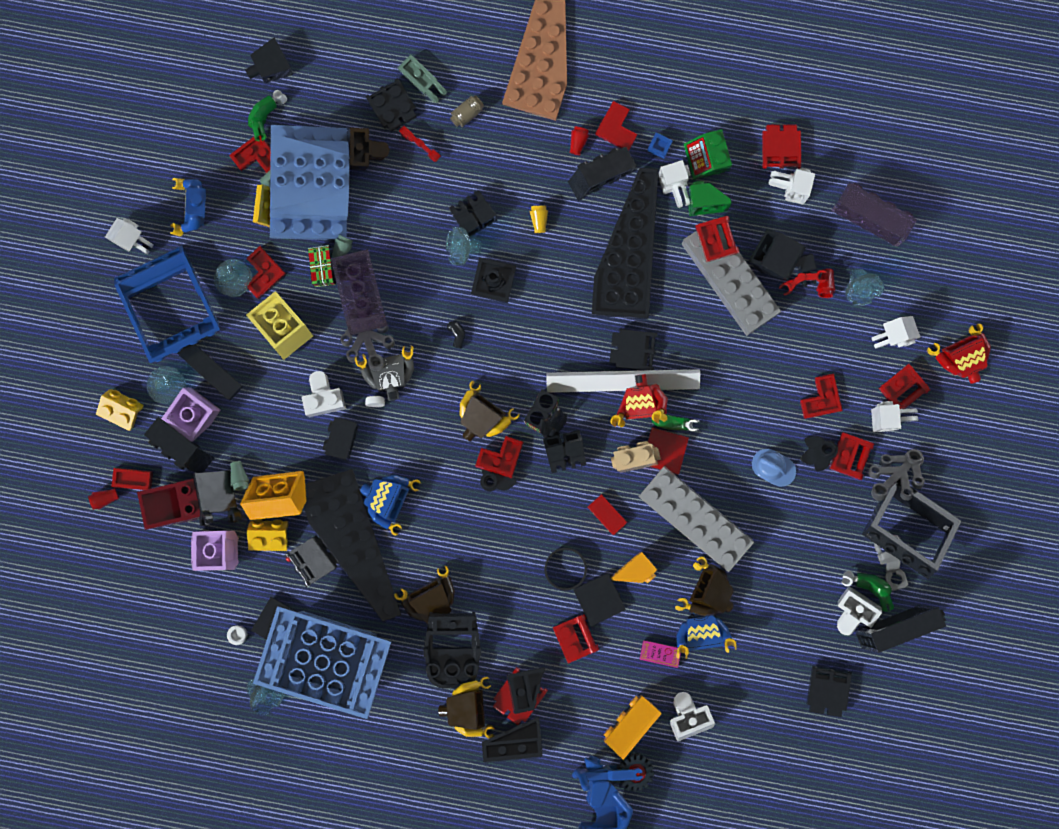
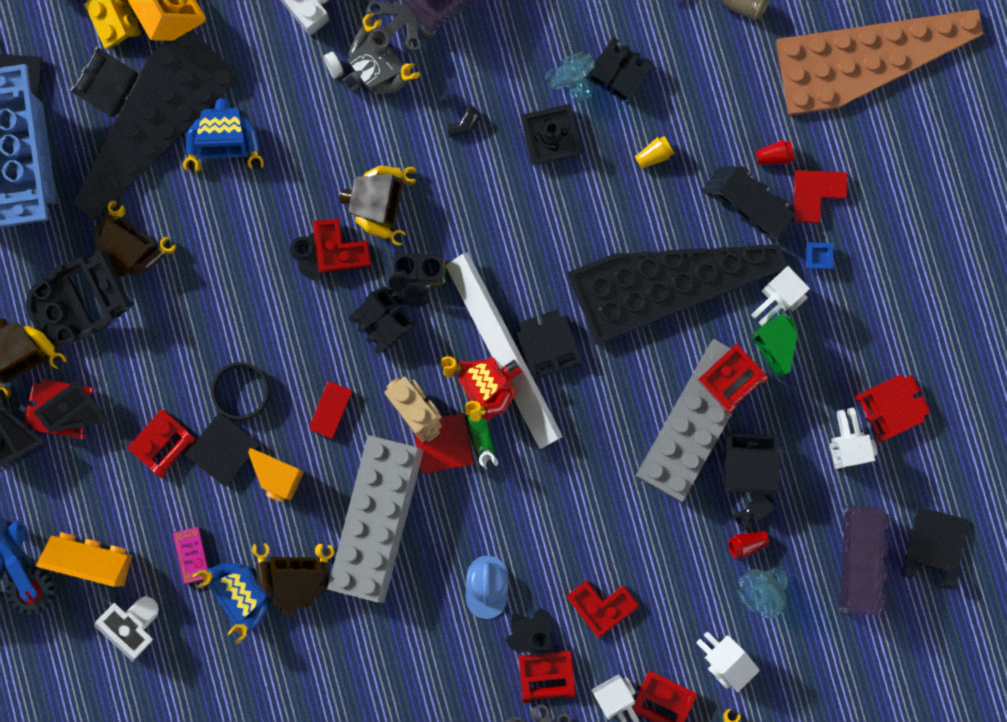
camera: 60 degrees right, 0 degrees up
(341, 438) = (268, 46): black brick -> none
(708, 155) = (836, 320): green slope -> none
(802, 277) = (740, 508): red piece -> none
(882, 164) = (936, 543): none -> black flag

